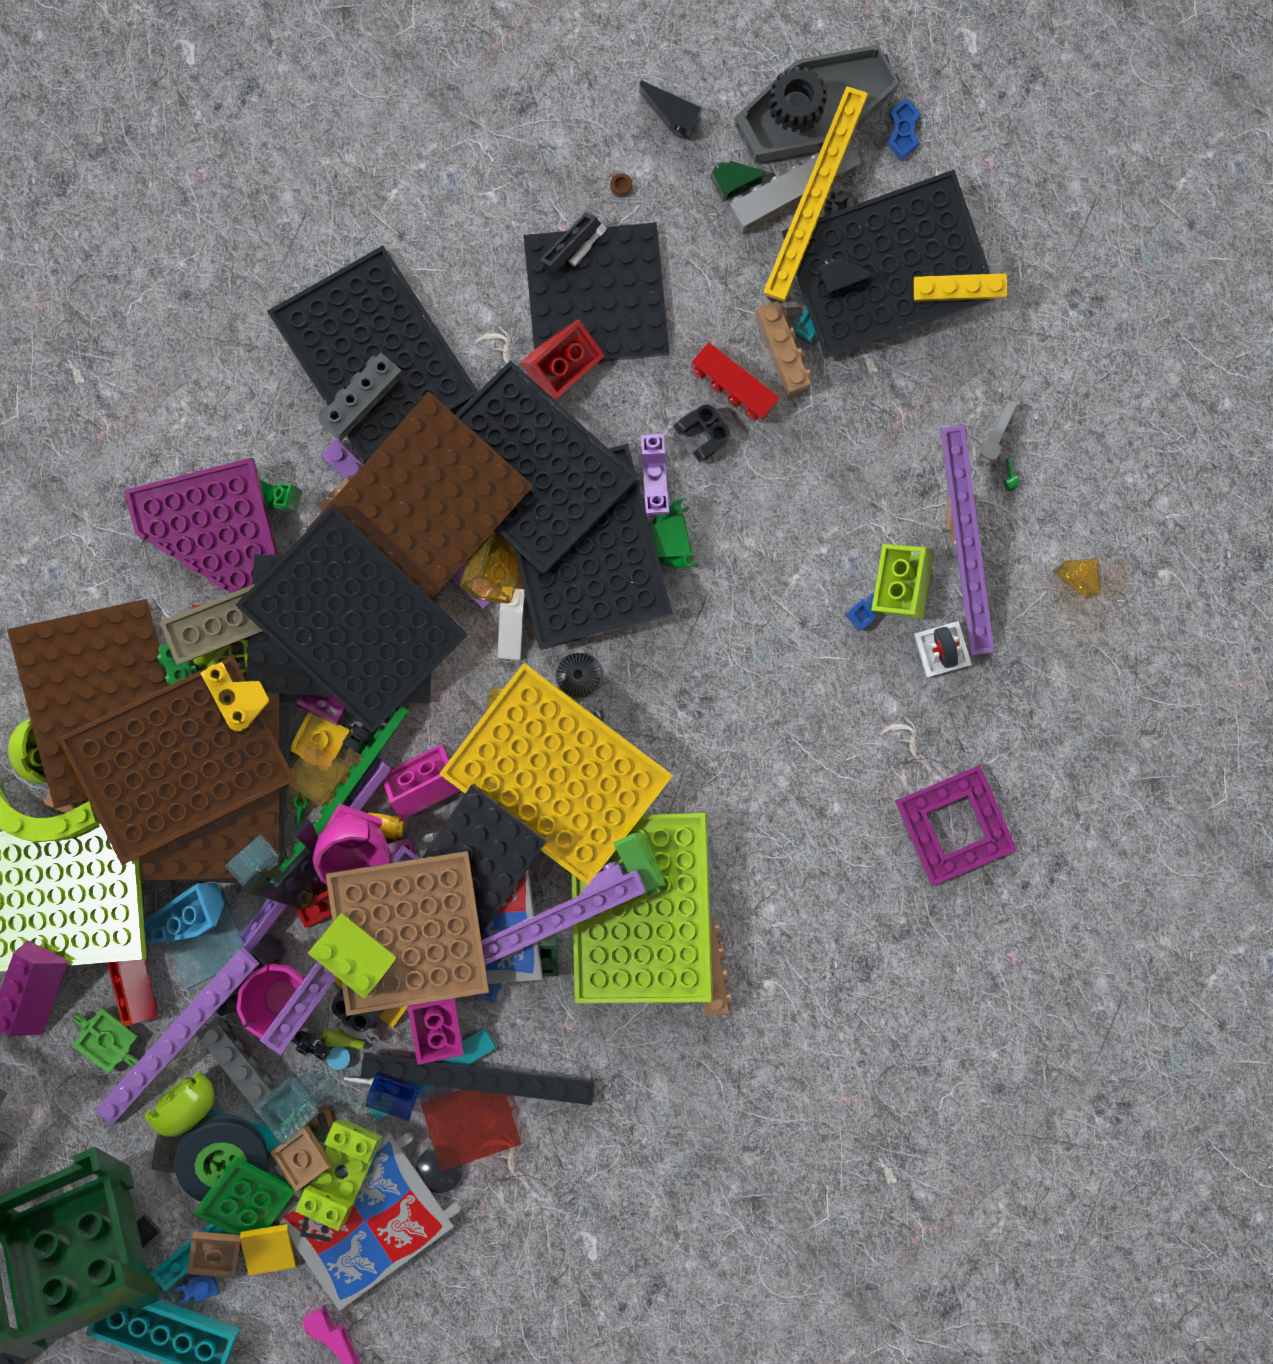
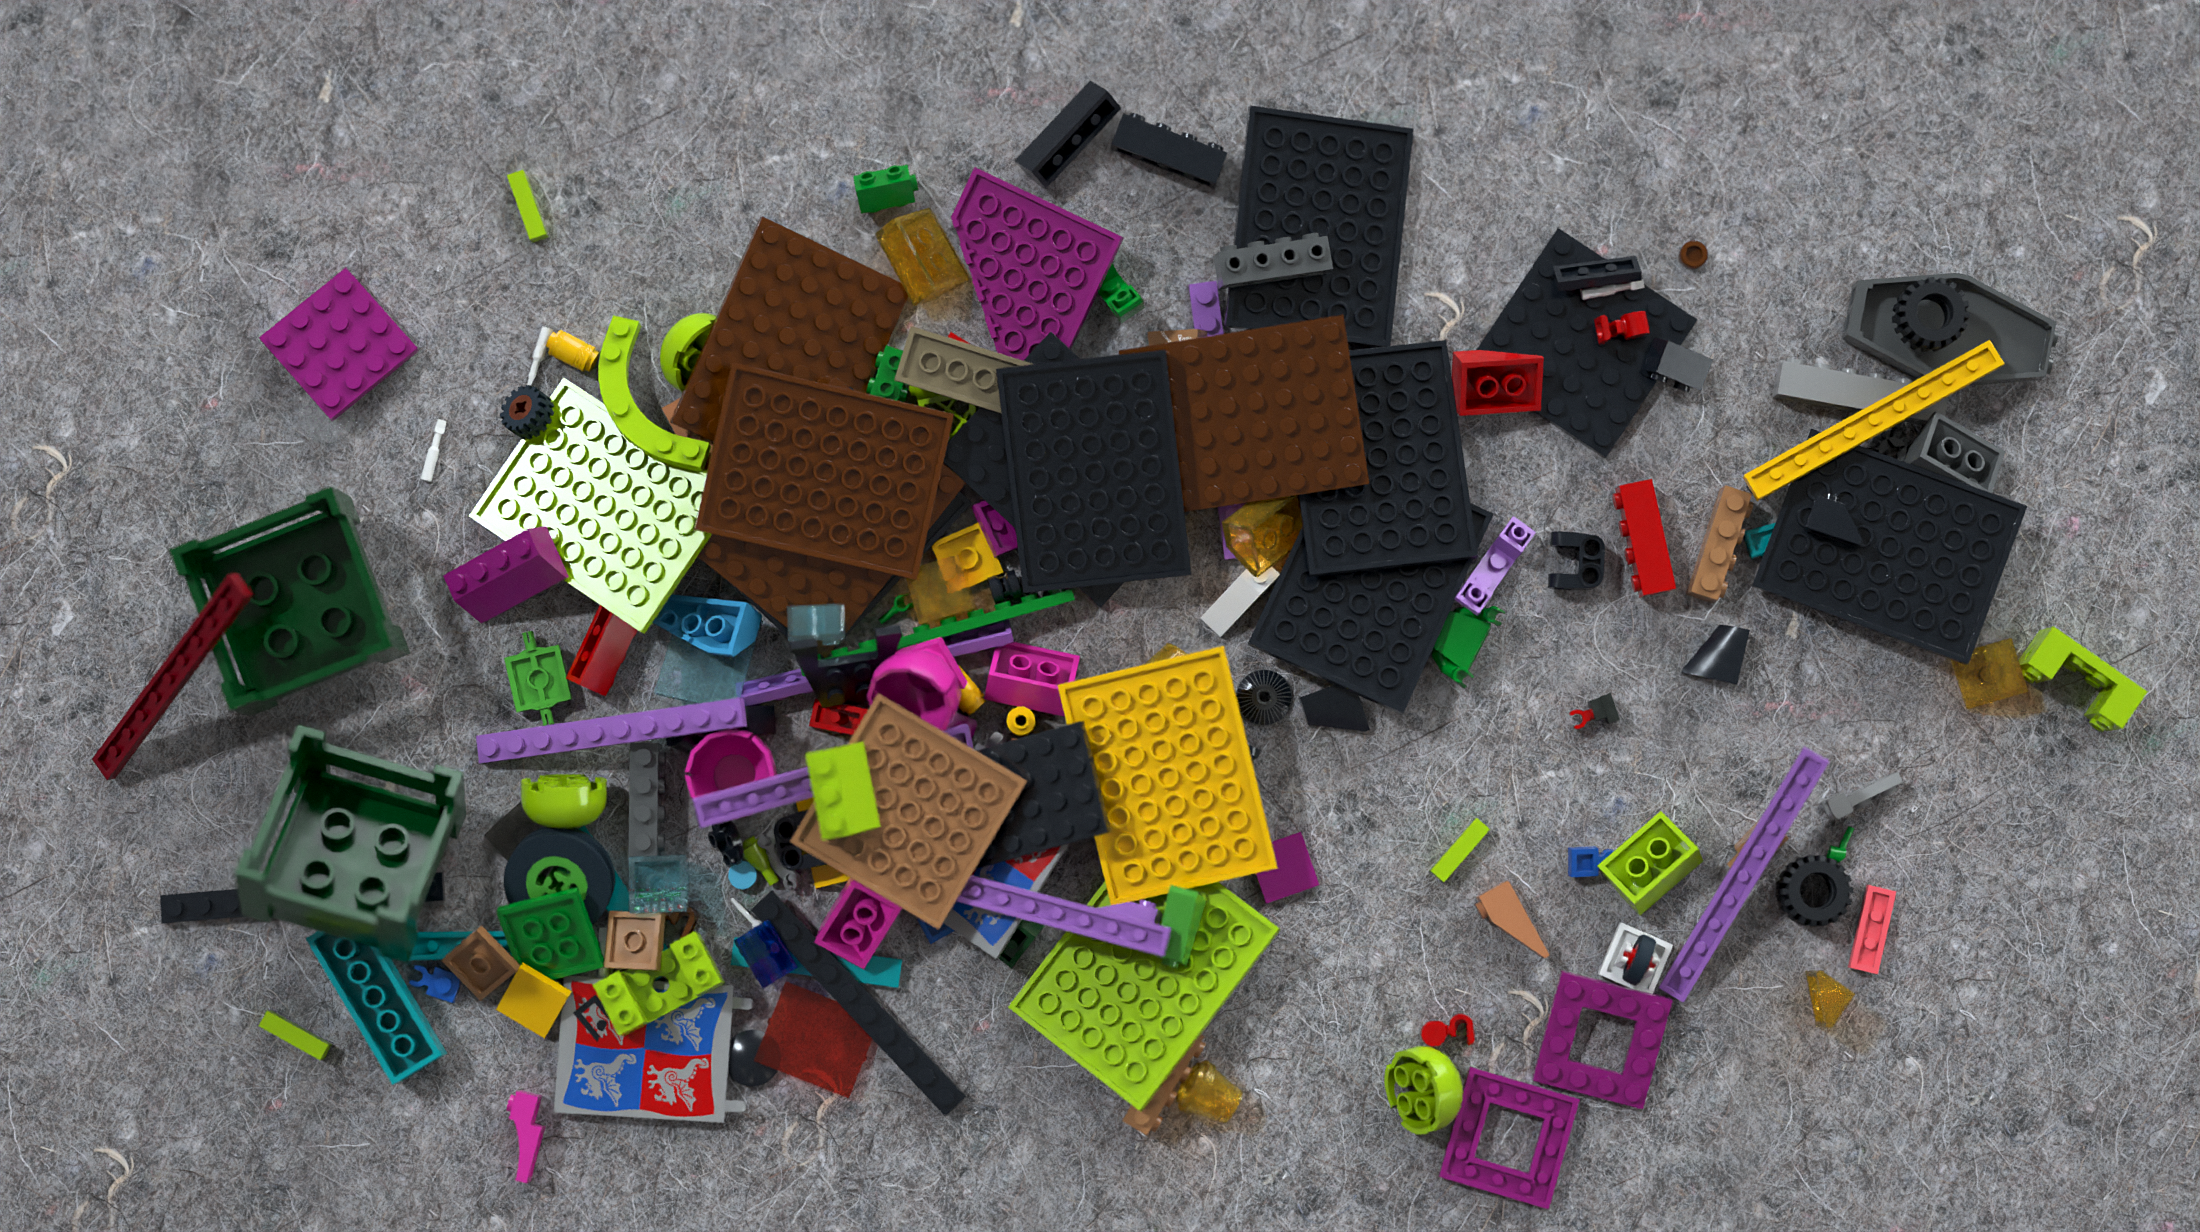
camera: 35 degrees right, 0 degrees up
(78, 549) = (885, 188): none -> green brick
(136, 573) = (921, 256): none -> clear yellow slope
(167, 422) = (1068, 134): none -> black brick
(239, 381) = (1169, 150): none -> black brick
(246, 697) = (934, 465): yellow piece -> none
(443, 815) = (1025, 729): none -> yellow head
(617, 258) = (1630, 325): none -> red leg
(628, 646) = (1334, 709): none -> black slope
(666, 258) = (1677, 364): none -> black brick
(676, 113) = (1803, 227): black slope -> none
(685, 770) = (1293, 872): none -> magenta tile
(734, 178) = (1808, 338): dark green slope -> none
(746, 953) = (1208, 1093): none -> clear yellow piece
(778, 670) = (1459, 850): none -> lime piece
(793, 511) = (1599, 709): none -> pearl dark grey piece
(838, 686) = (1507, 913): none -> nougat slope
(840, 418) = (1720, 655): none -> black slope
(856, 797) = (1435, 1032): none -> red leg
(882, 174) = (1956, 453): none -> dark grey slope
(886, 831) = (1437, 1089): none -> lime cylinder
(903, 140) = (2025, 412): blue tile -> none
(960, 287) = (1938, 625): yellow plate -> none
(1003, 728) = (1578, 991): none -> magenta plate
(1022, 295) = (1991, 674): none -> clear yellow slope
(1030, 502) = (1838, 890): none -> black tyre
(1072, 511) = (1872, 929): none -> coral plate
(1103, 242) = (2118, 693): none -> lime plate

